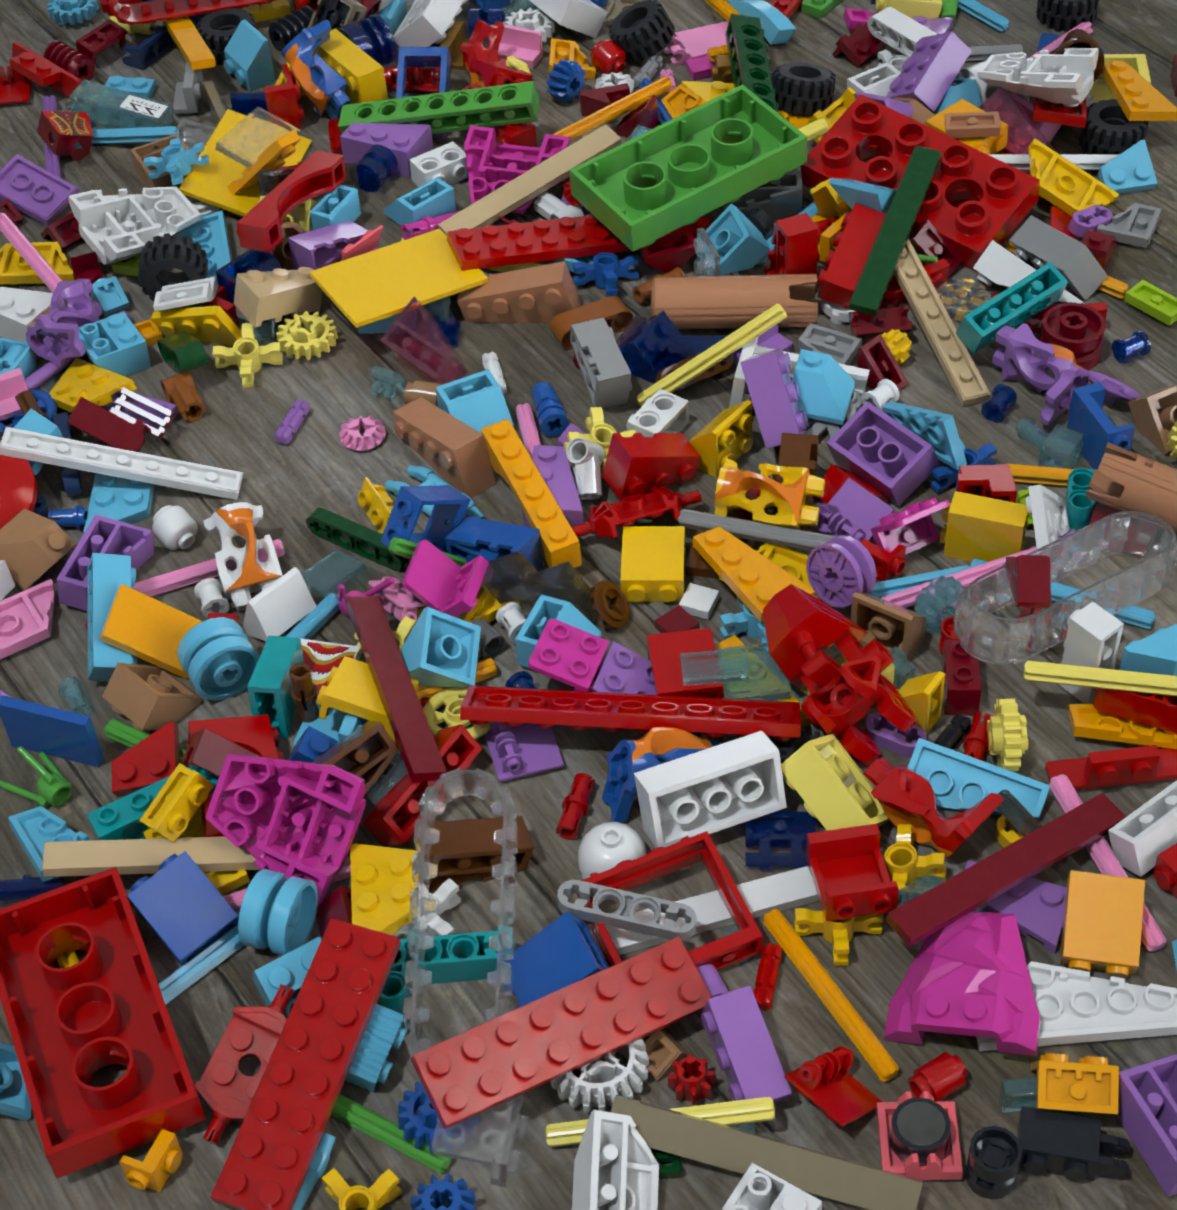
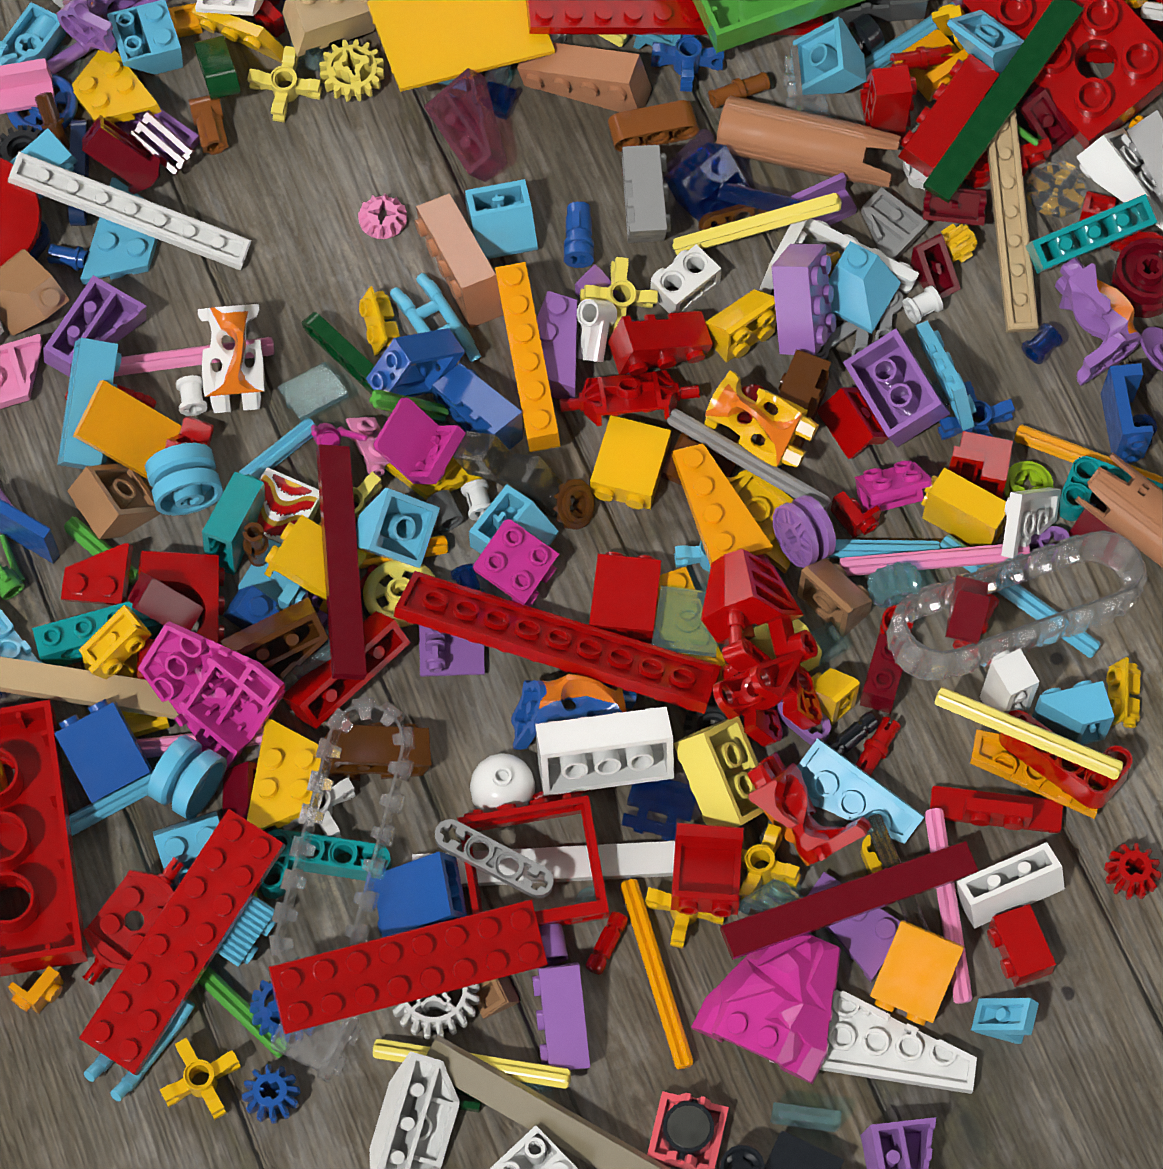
camera: 10 degrees right, 20 degrees up
(72, 692) = (41, 476): clear light blue pin -> none
(174, 527) = (170, 298): white head -> none
(278, 606) = (254, 431): white slope -> none
(292, 422) = (313, 183): medium lavender axle -> none
(386, 379) = (423, 154): clear light blue tile -> none
(421, 389) = (455, 183): medium nougat brick -> none
(490, 362) = (535, 169): white axle -> none
(527, 427) = (552, 258): bright pink axle -> none
(575, 806) = (483, 722): red pin -> none
(624, 673) = (566, 591): medium lavender hinge -> none
(670, 251) = (762, 53): dark red slope -> none
(676, 621) = (634, 538): dark red tile -> none
(691, 1079) = (508, 1036): red gear -> none
(699, 600) = (664, 515): white tile -> none
(714, 666) = (650, 609): clear light blue tile -> none
(832, 1087) = (630, 1069): red hinge -> none
(851, 512) = (842, 454): medium lavender hinge -> none
(939, 1077) = (723, 1081): red brick -> none
(1007, 734) = (901, 754): light yellow gear -> none
(1031, 431) = (1064, 391): clear light blue pin -> none
(1061, 448) = (1083, 421): clear light blue brick -> none
(1076, 1087) = (834, 1120): light orange bracket -> none

